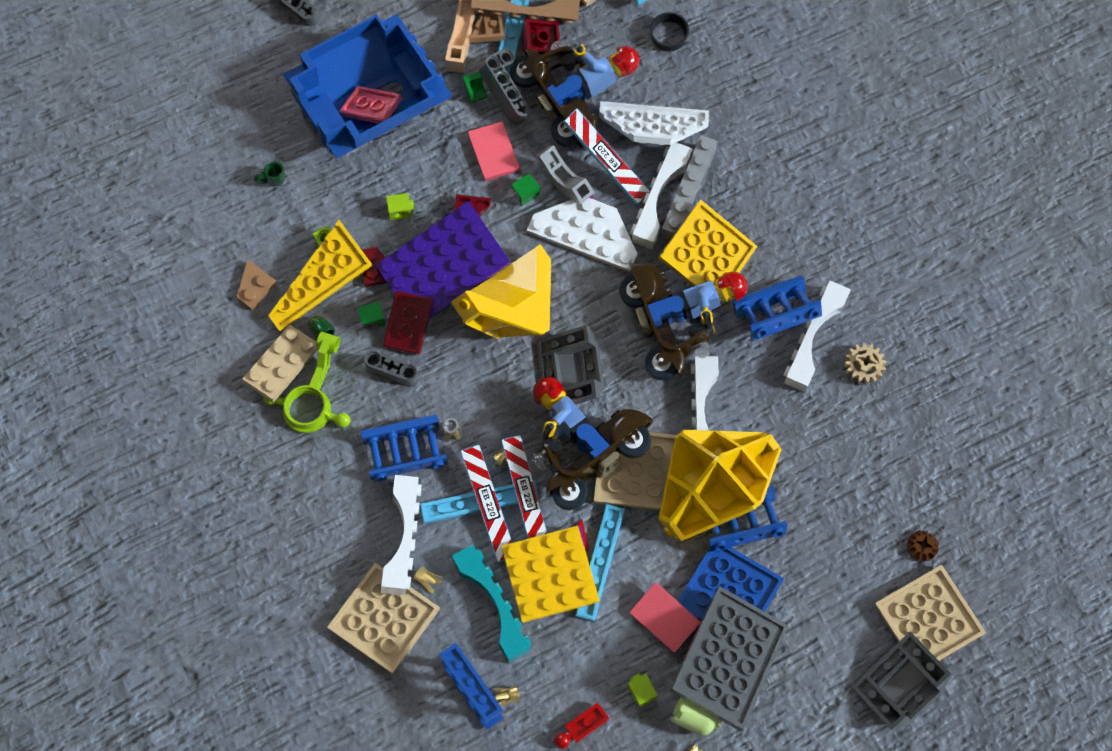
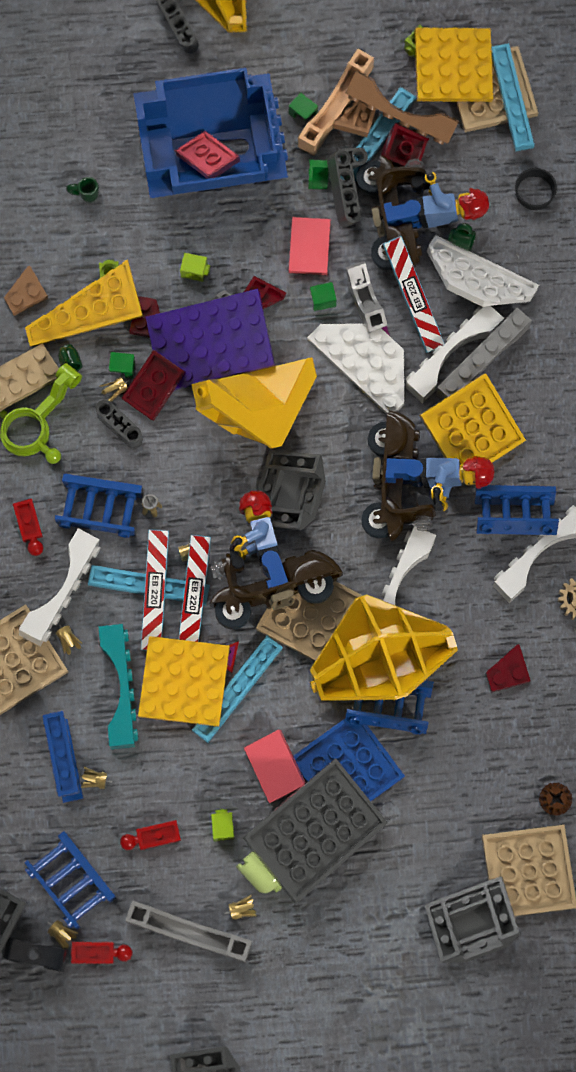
camera: 25 degrees right, 5 degrees up
(347, 491) = (29, 525): none -> red plate
(375, 334) = (118, 385): none -> pearl gold piece
(437, 34) = (303, 107): none -> green panel
(624, 93) = (462, 236): none -> dark green piece
(832, 451) = (508, 671): none -> dark red wing

